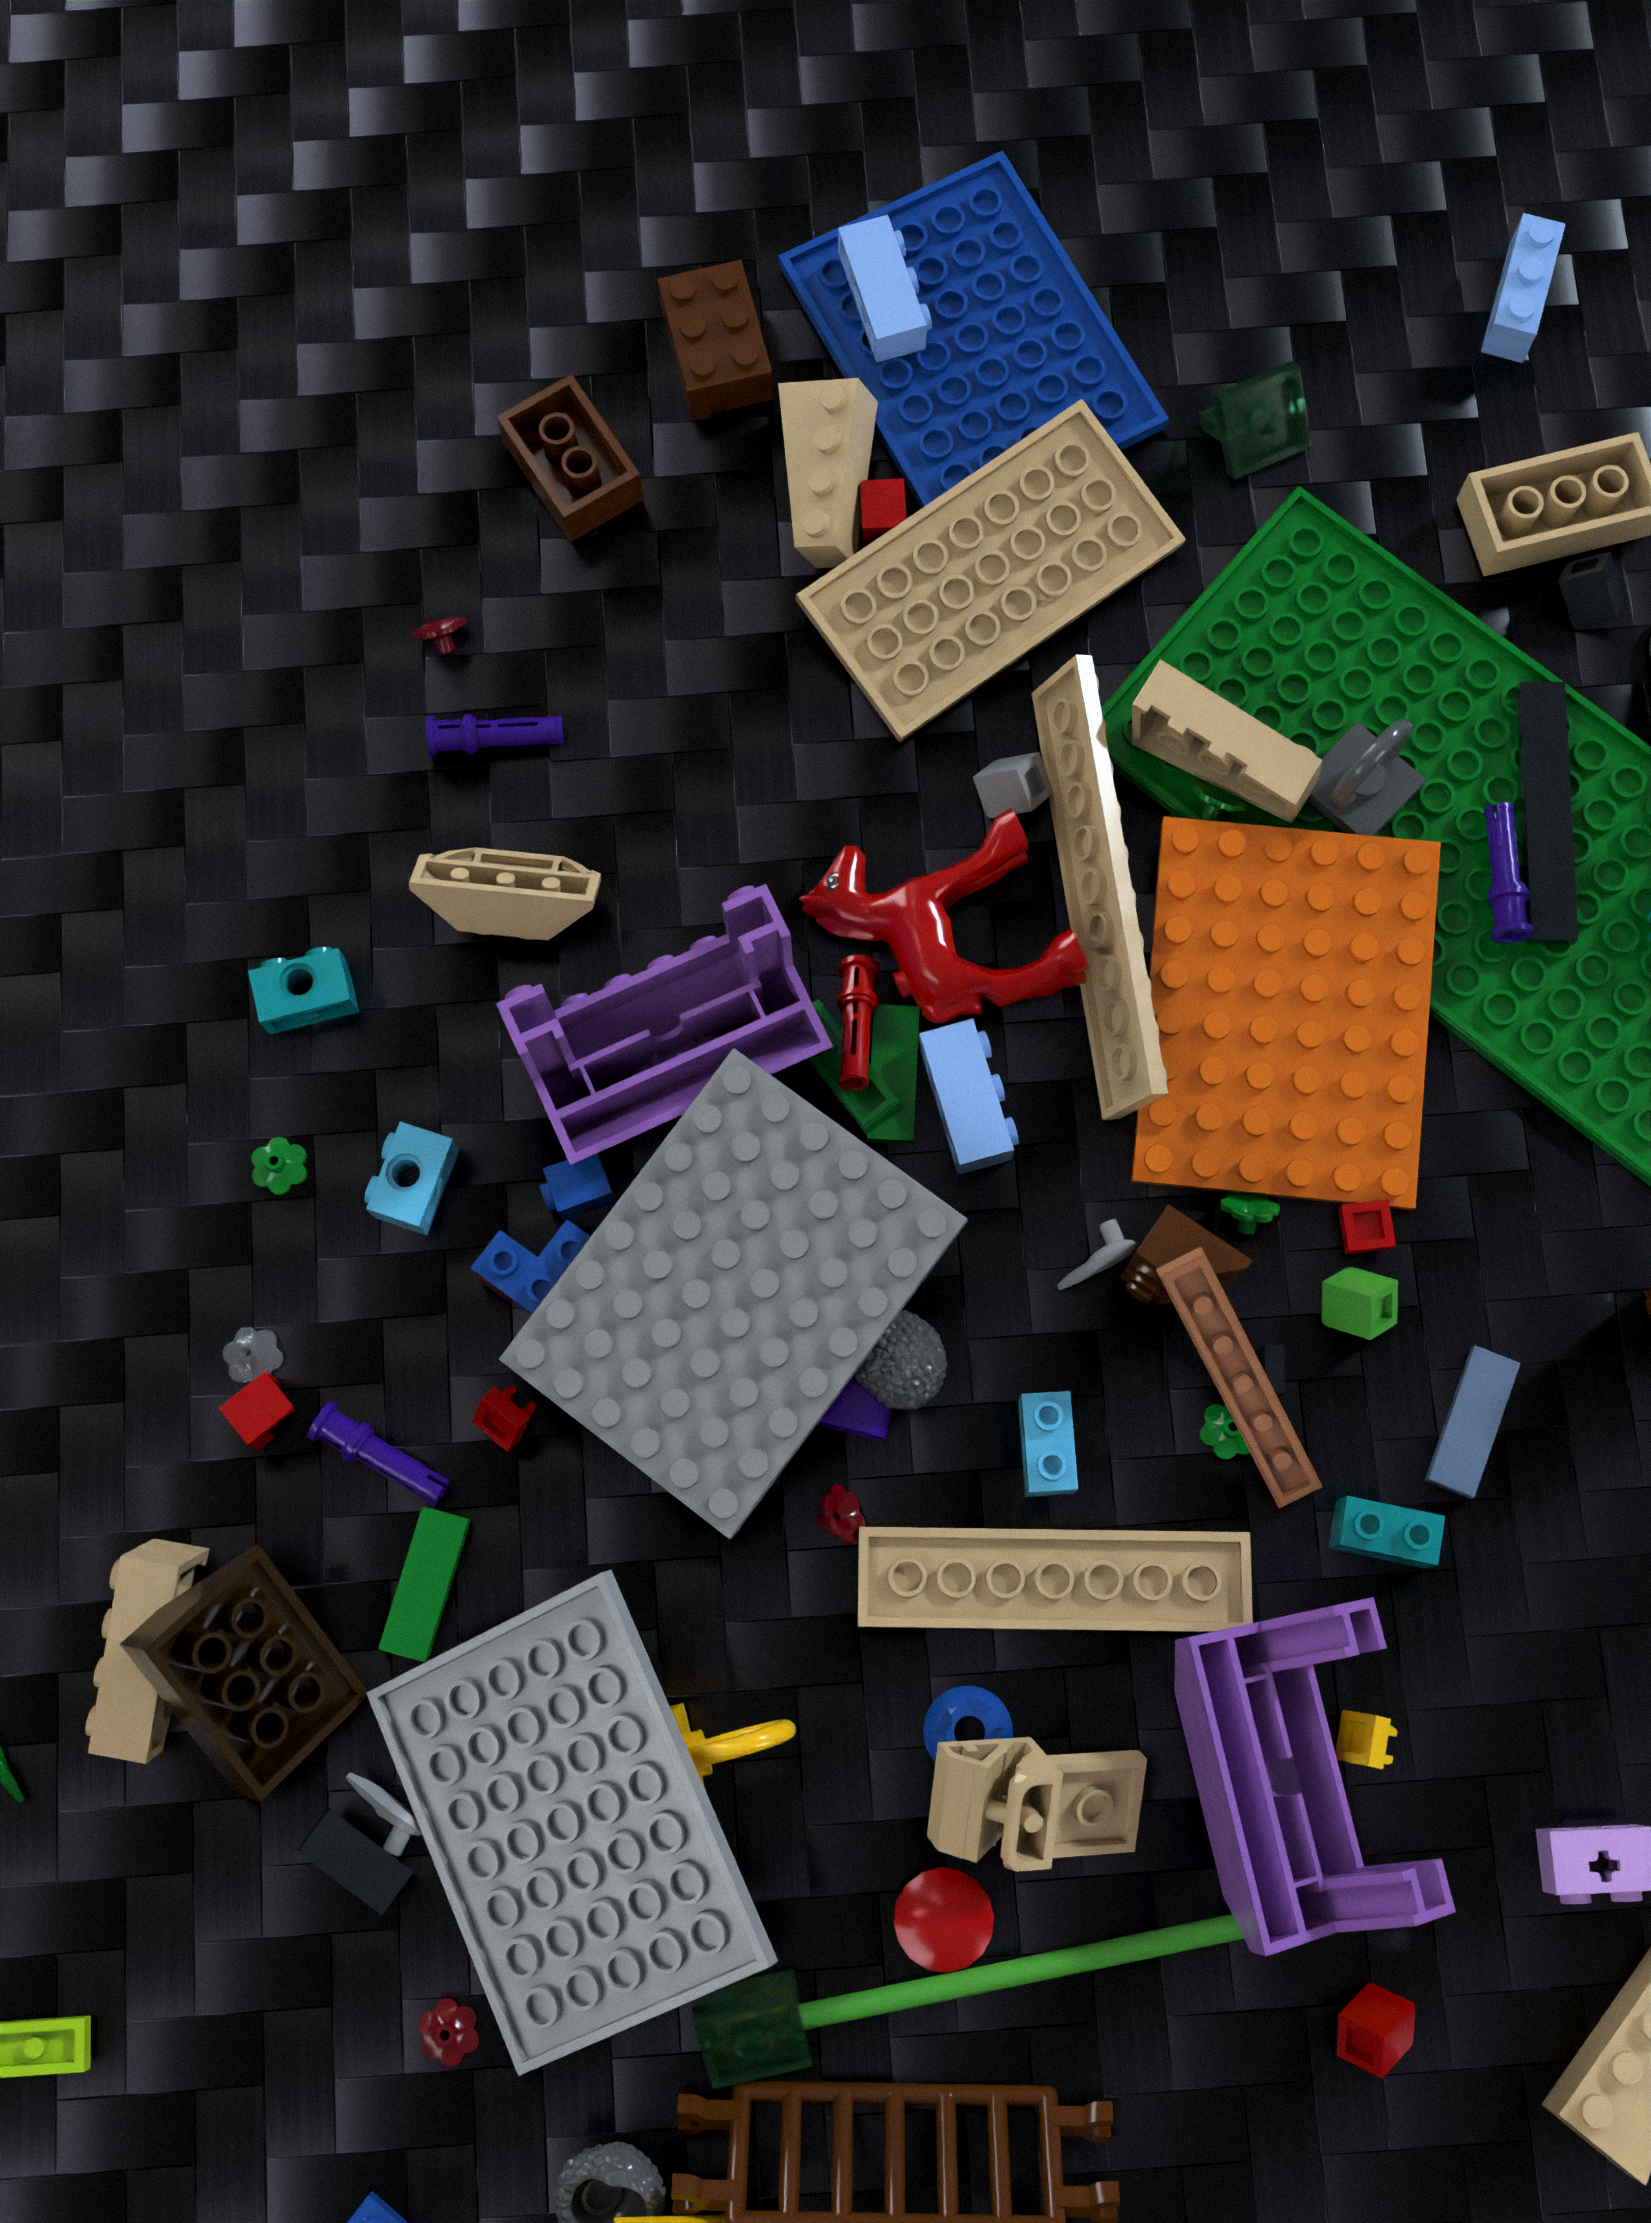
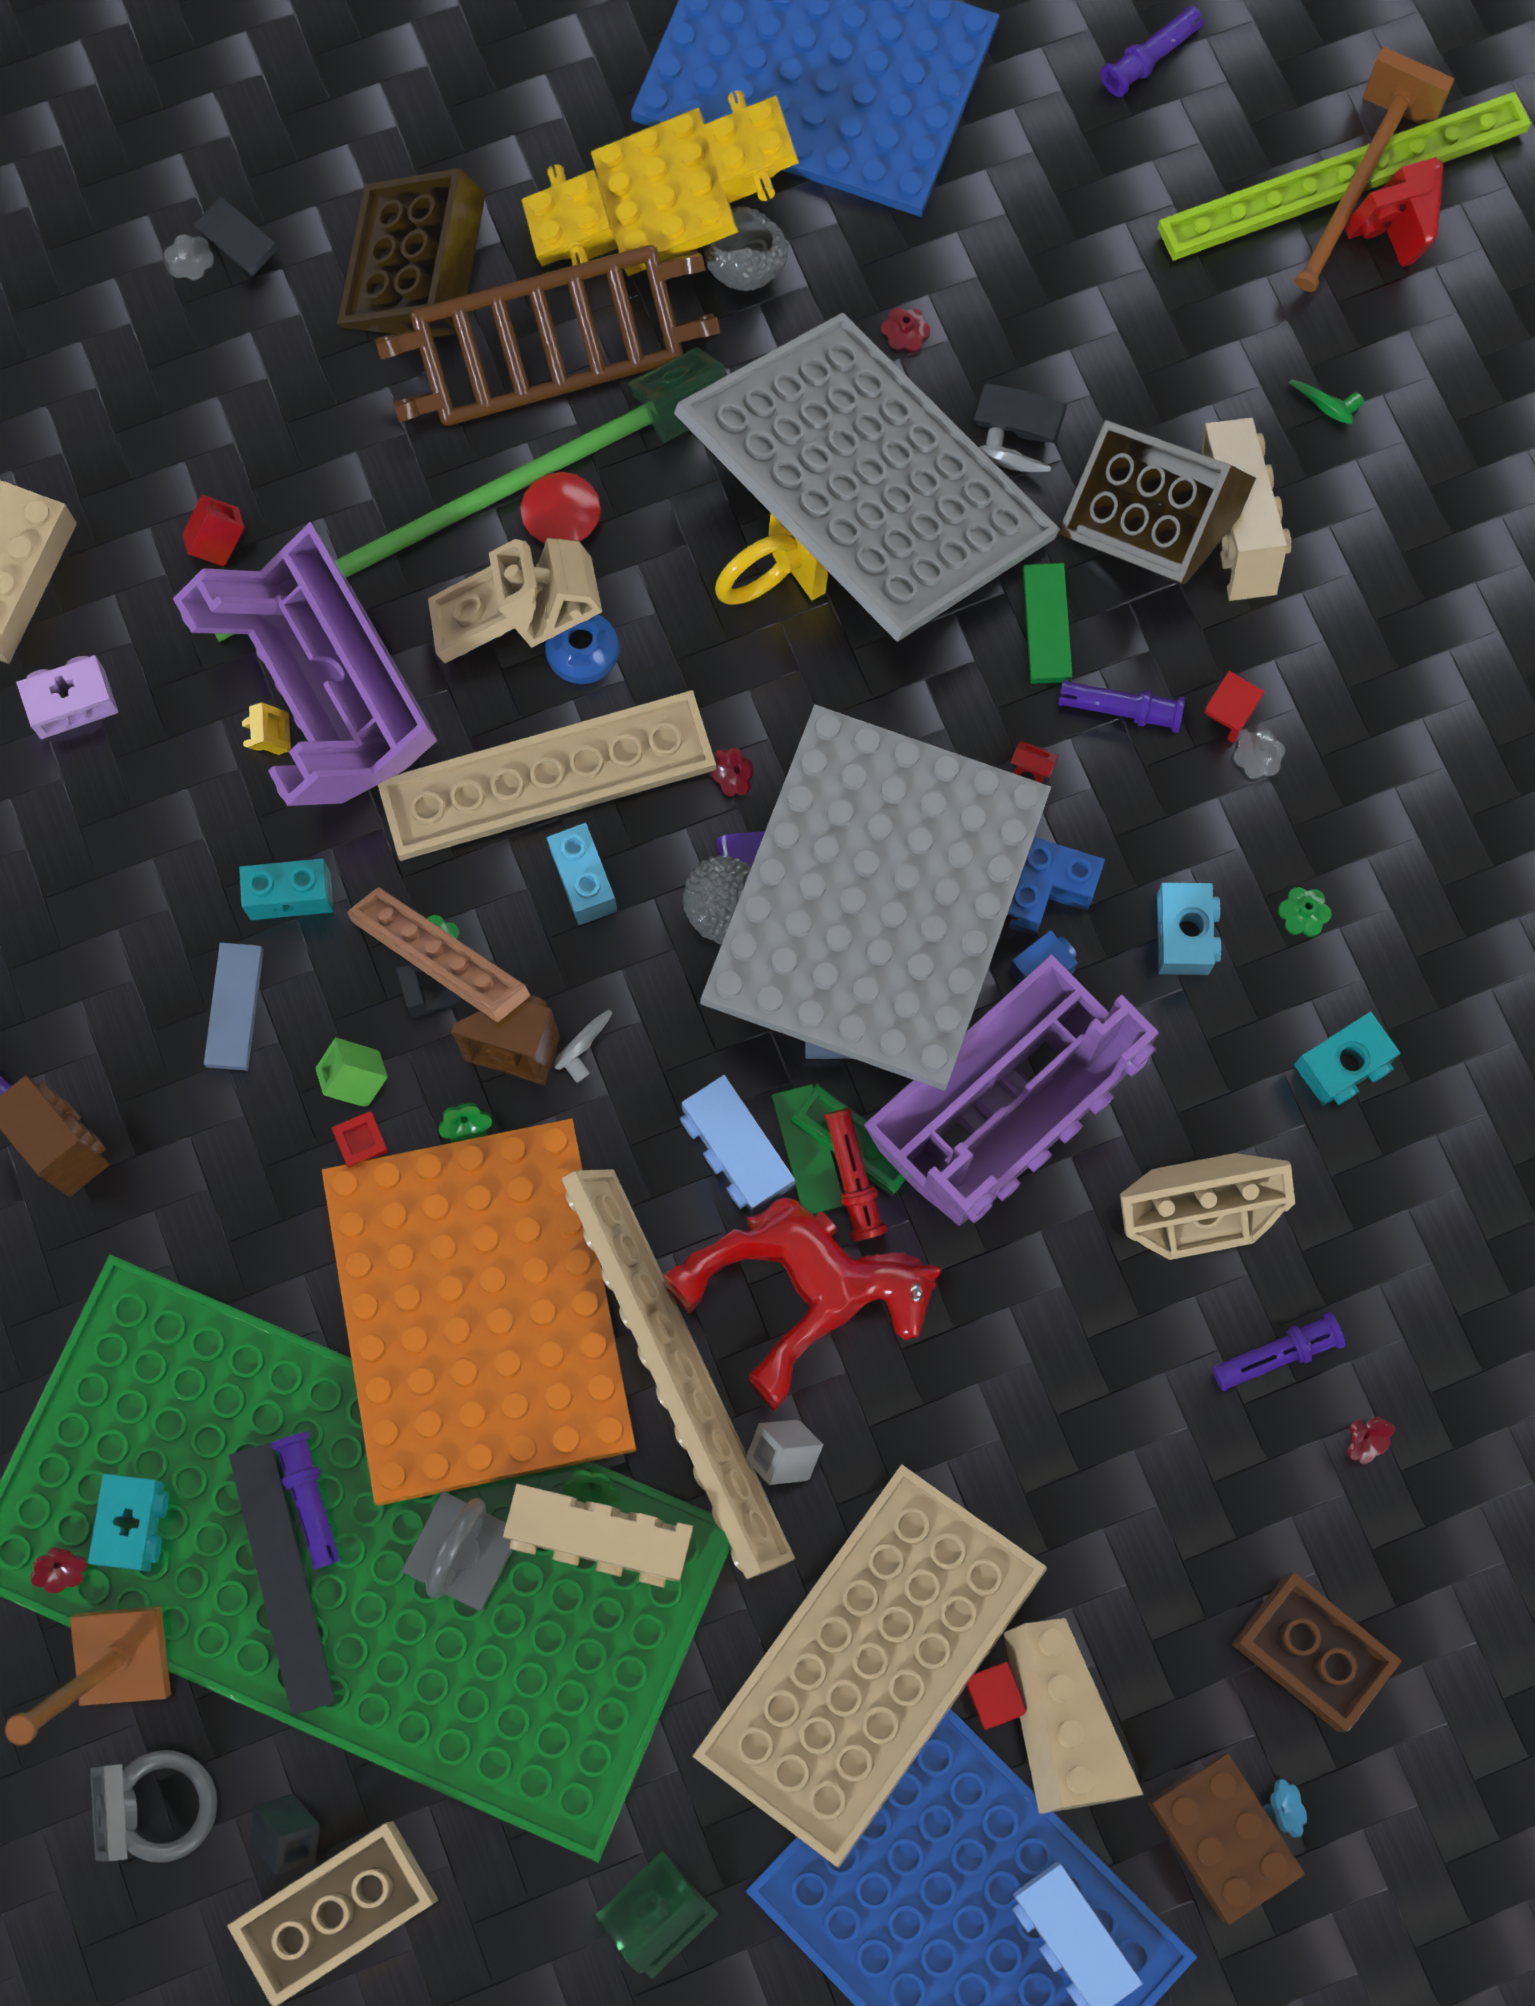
camera: 160 degrees right, 0 degrees up
(650, 348) = (1287, 1808): none -> dark azure plant

